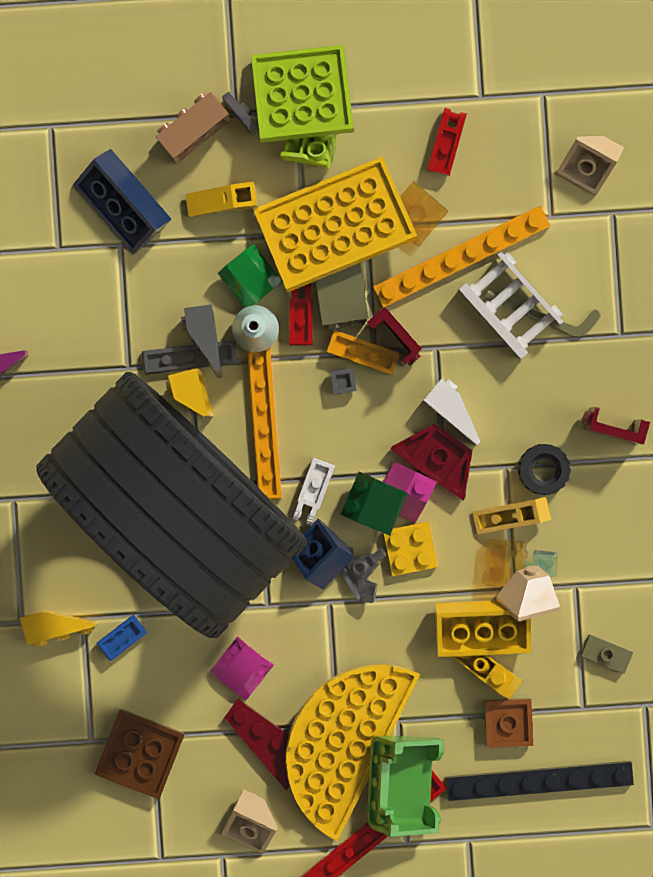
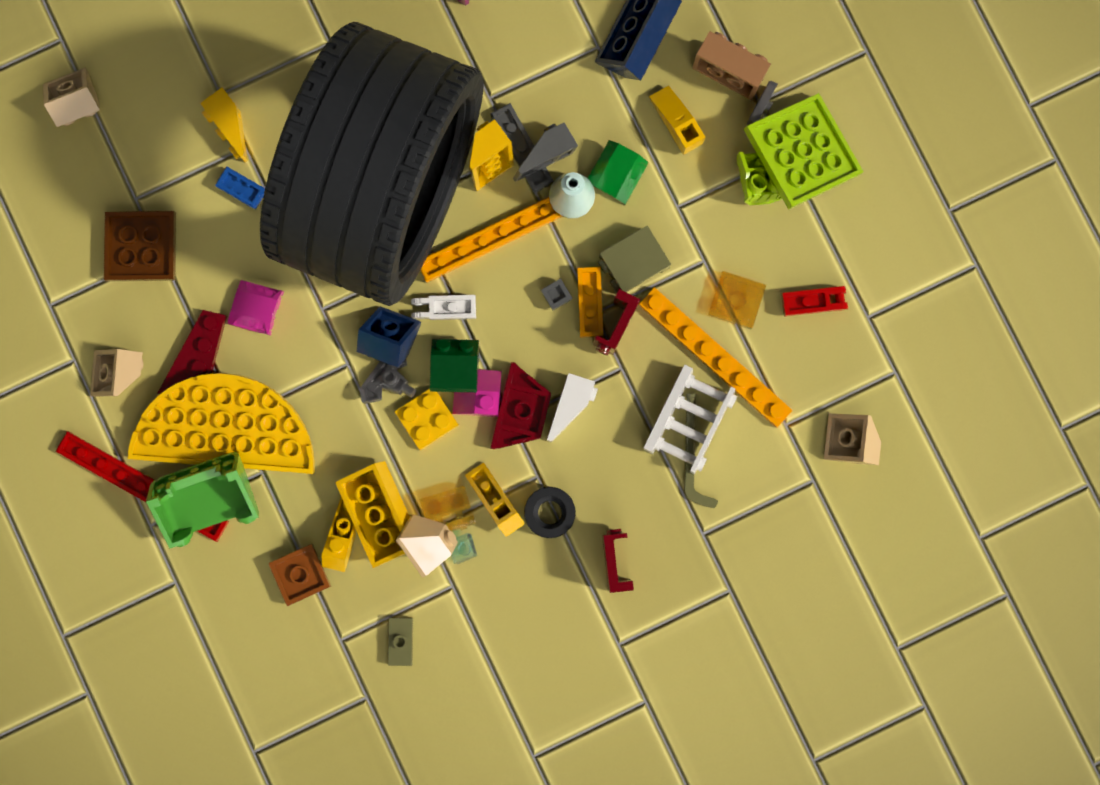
camera: 70 degrees right, 5 degrees down
(301, 319) = (600, 232): red hinge -> none
(335, 224) = (696, 228): yellow plate -> none
(539, 780) = (257, 626): black plate -> none

